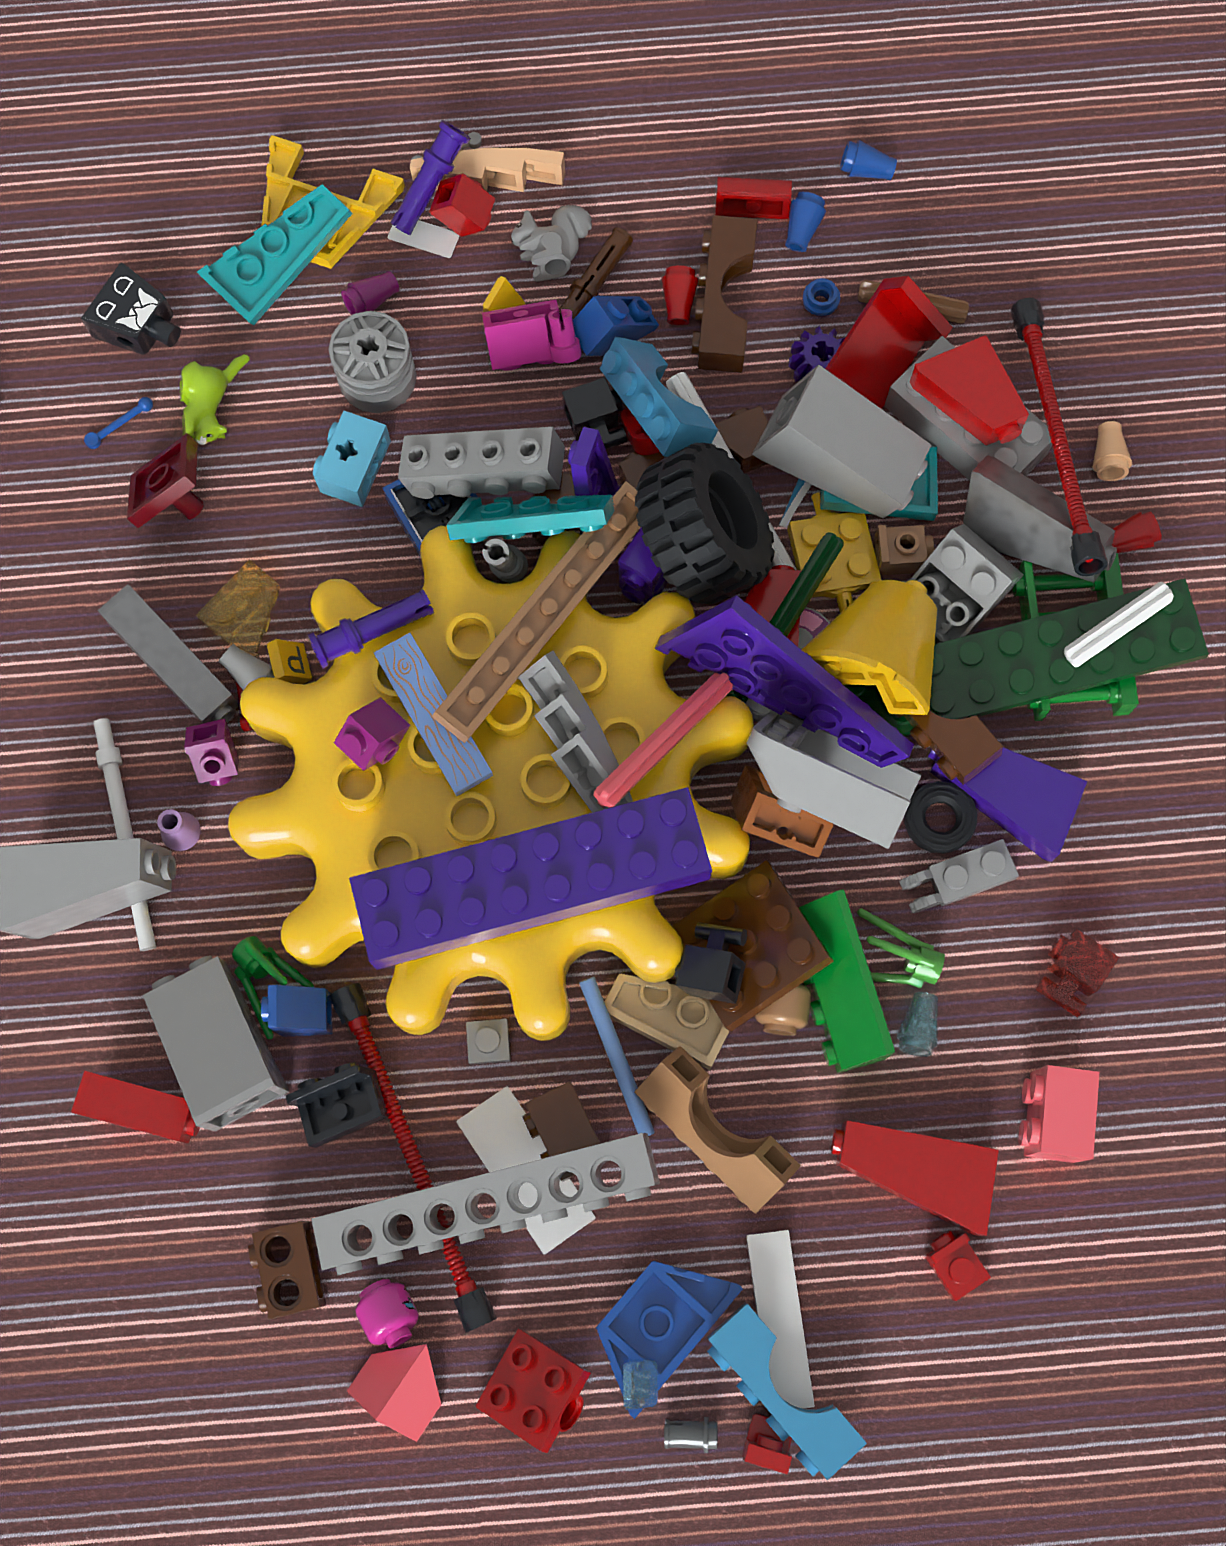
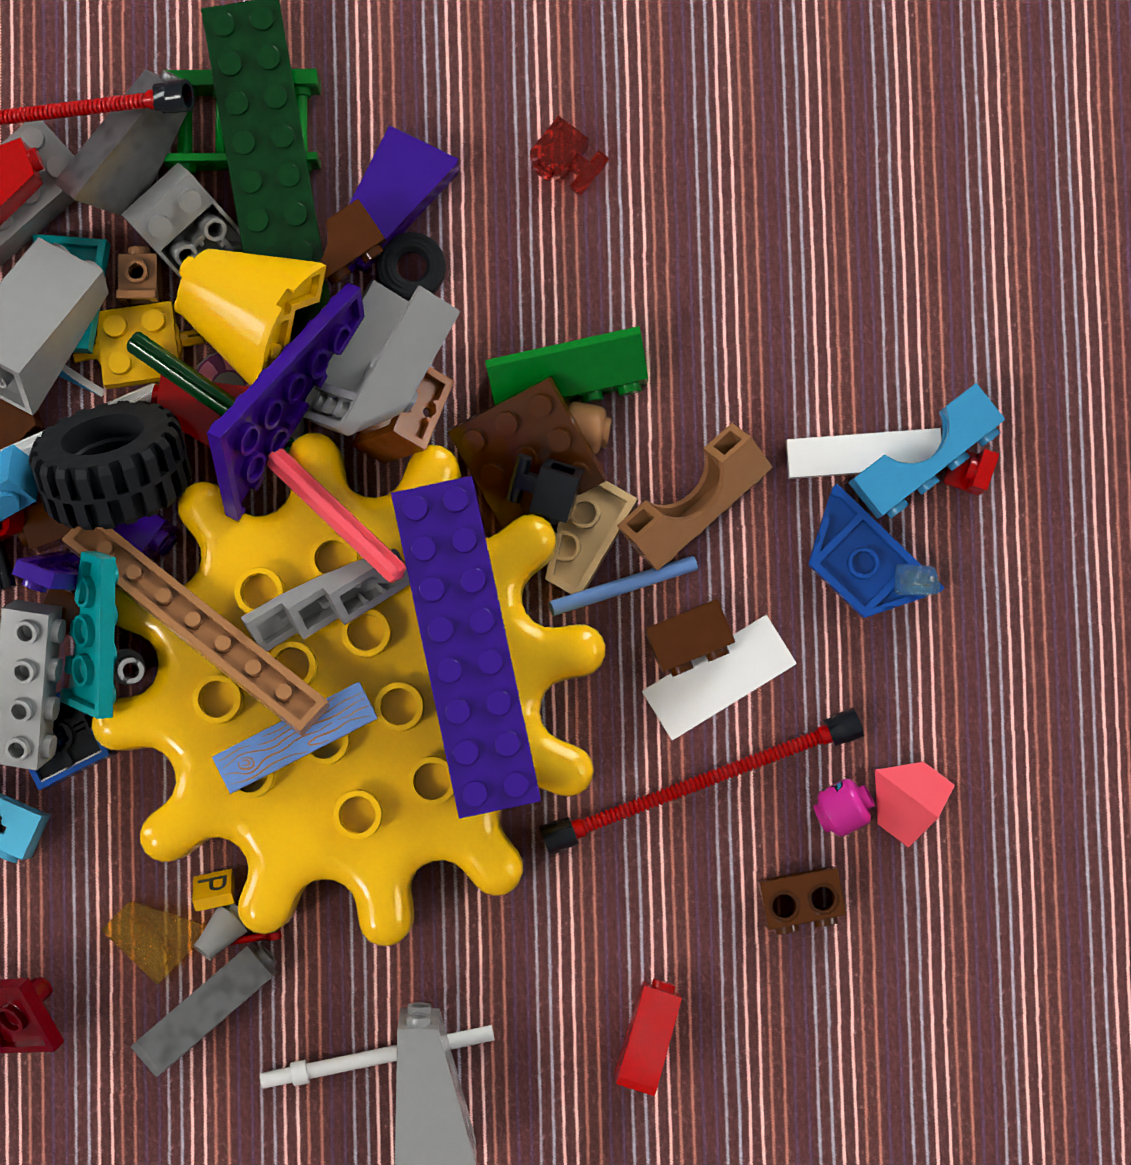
camera: 90 degrees left, 10 degrees up
(183, 835) = (384, 992): lavender cone -> none
(212, 752) = (311, 964): magenta brick -> none
(213, 1044) = (588, 967): light grey slope -> none
(258, 961) = (512, 923): green plant -> none
(297, 1010) = (565, 883): blue slope -> none
(337, 1231) = (789, 846): light grey brick -> none
(339, 1103) = (654, 847): black bracket -> none
(351, 635) = (206, 815): dark purple pin -> none
(372, 734) = (313, 796): magenta brick -> none
(488, 1041) = (600, 706): light grey plate -> none
(534, 1391) = (917, 676): red plate -> none
(691, 1434) = (959, 538): dark grey pin -> none
(920, 961) = (550, 297): bright green plant -> none
(920, 1026) = (608, 304): clear light blue cone -> none
(927, 1171) = (742, 307): red slope -> none
(956, 1264) = (823, 292): red bracket -> none
(963, 876) = (469, 250): light grey hinge -> none
(1060, 1114) = (699, 185): coral brick -> none
(1111, 453) = (54, 64): light nougat cone -> none
(1118, 624) = (243, 76): white axle -> none
(1137, 533) = (139, 50): red cone -> none

